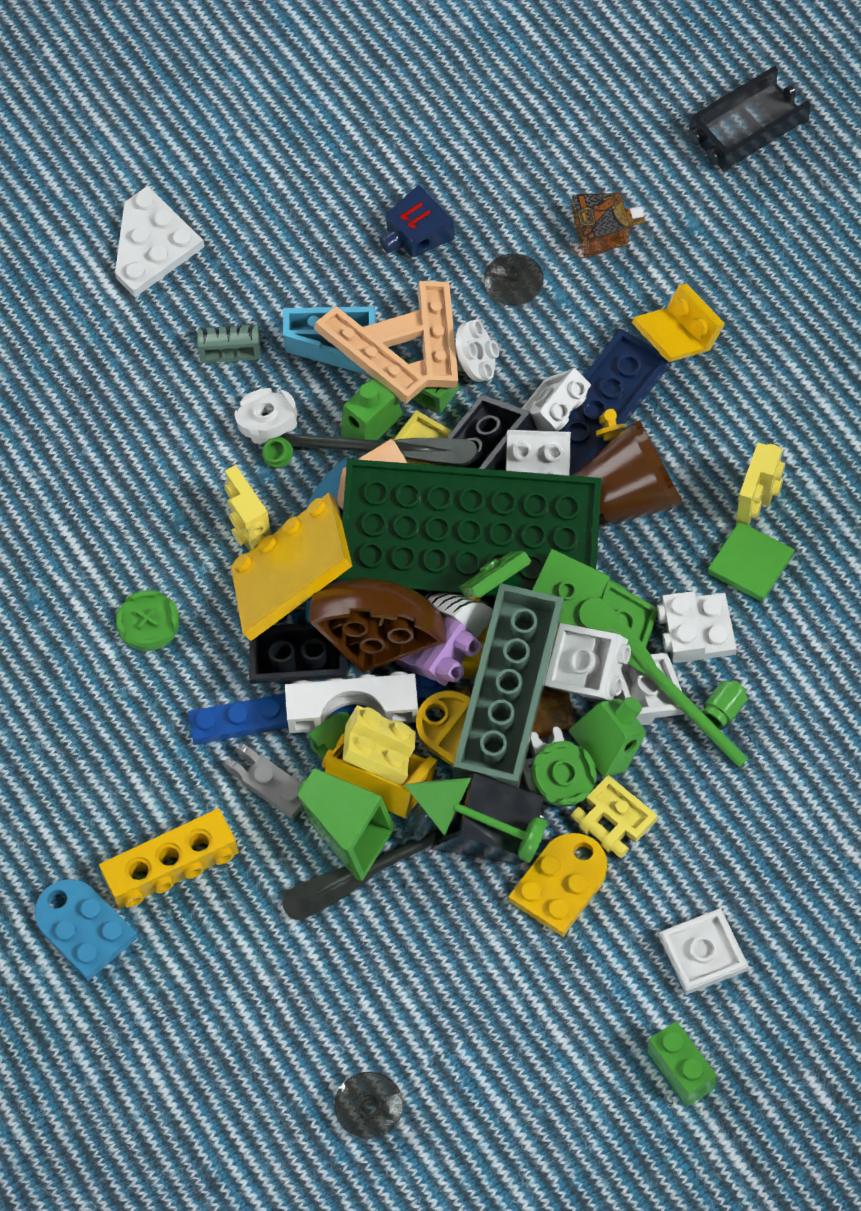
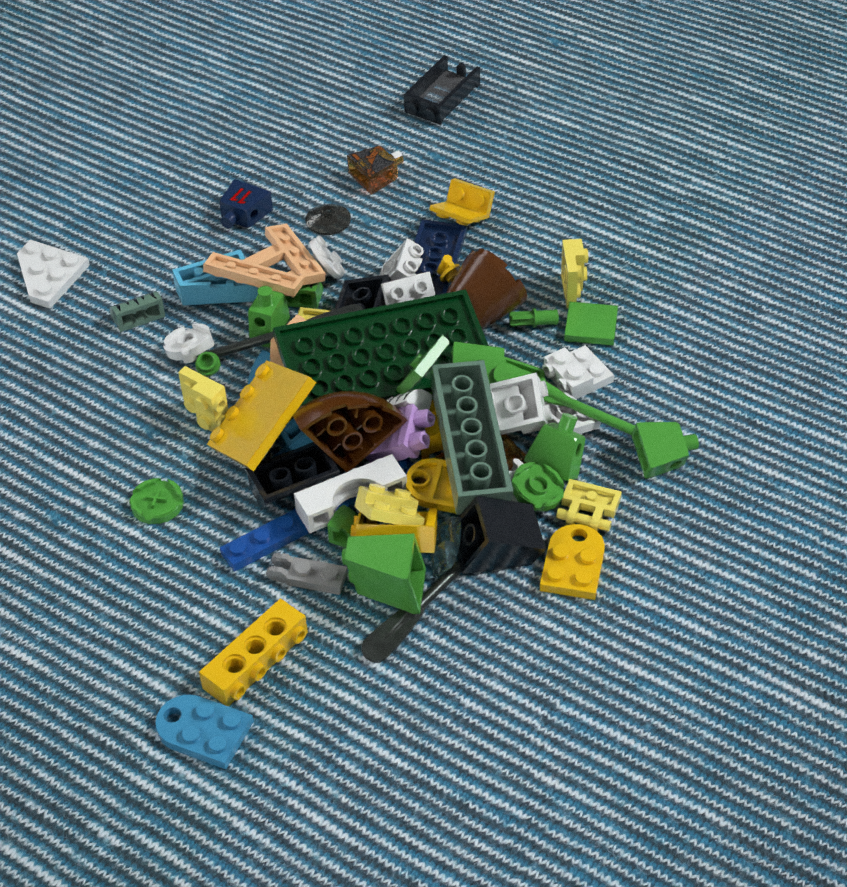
camera: 25 degrees left, 15 degrees down
(364, 1090) = (515, 758): clear smoke dish -> none
(442, 800) = (463, 521): bright green piece -> none
(682, 1064) = (740, 646): bright green brick -> none
(683, 529) = (534, 317): none -> bright green axle
(703, 951) = (708, 568): white plate -> none
(725, 703) = (627, 406): bright green brick -> none
(735, 775) = (662, 446): none -> bright green torso

